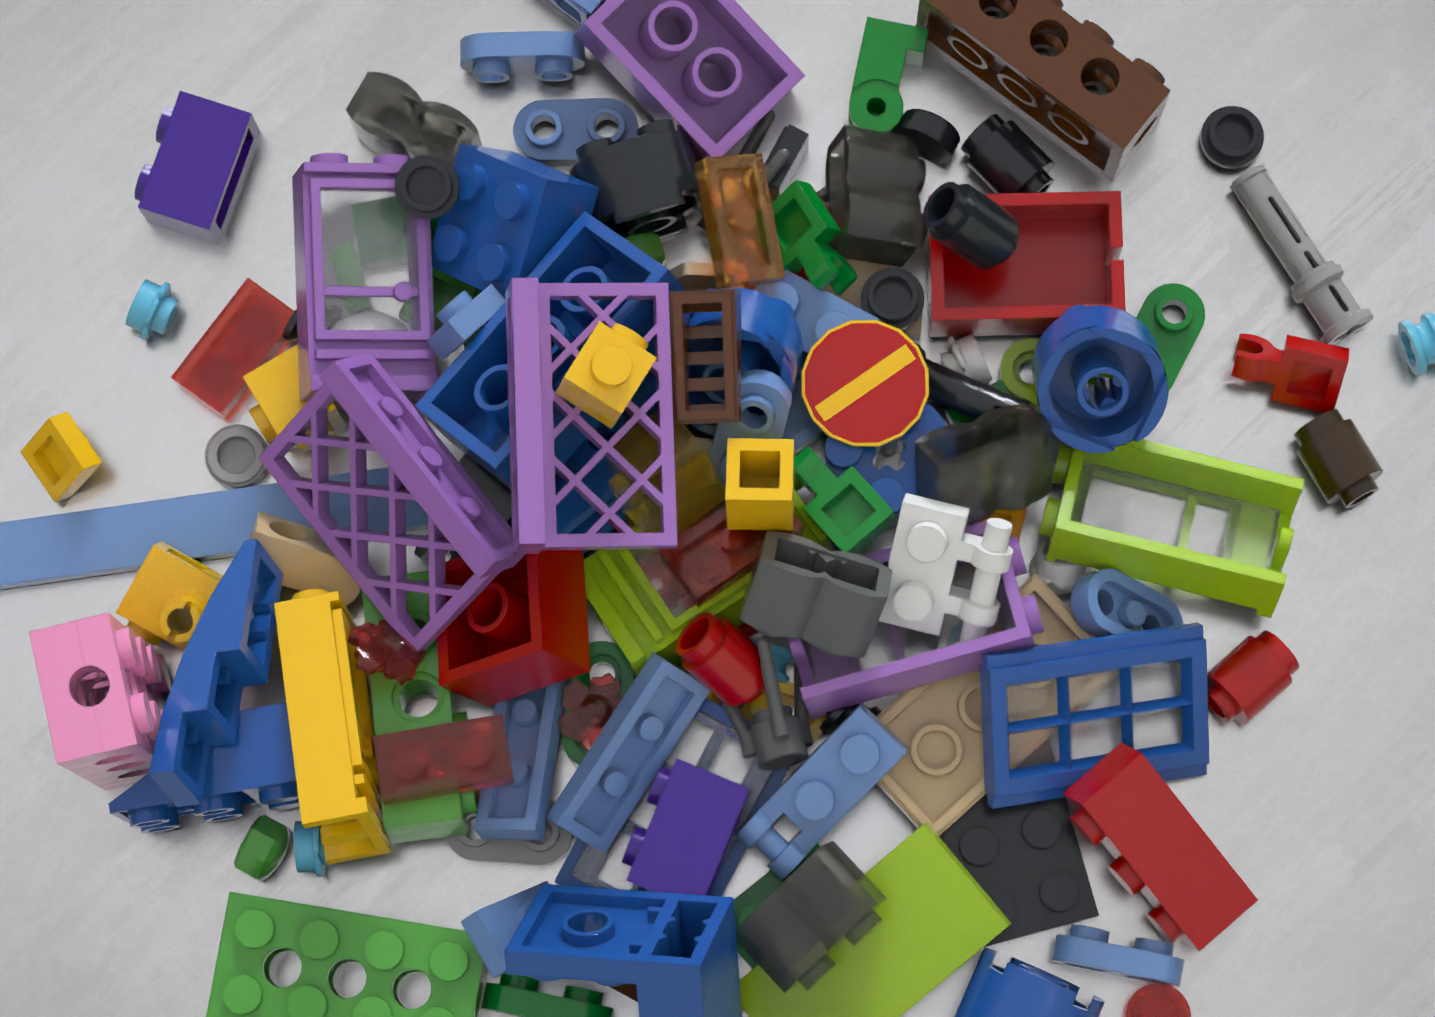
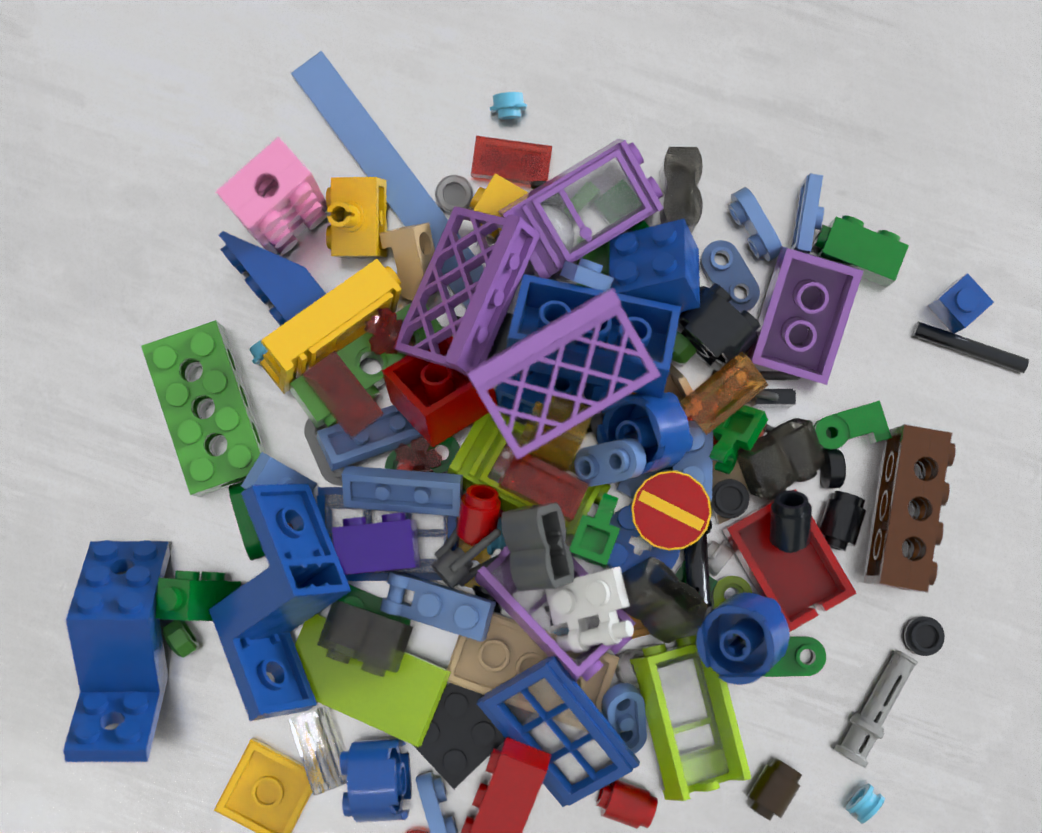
camera: 55 degrees right, 5 degrees up
(61, 456) = (403, 102): yellow plate -> none
(196, 167) = (598, 85): dark purple piece -> none
(223, 655) = (334, 247): blue slope -> none
(262, 848) = (252, 324): bright green tile -> none
(427, 187) = (648, 214): black plate -> none
(607, 372) = (588, 370): yellow brick -> none
(704, 301) = (624, 405): reddish brown slope -> none
(760, 484) = (579, 485): yellow brick -> none
(1301, 374) = (811, 744): red plate -> none

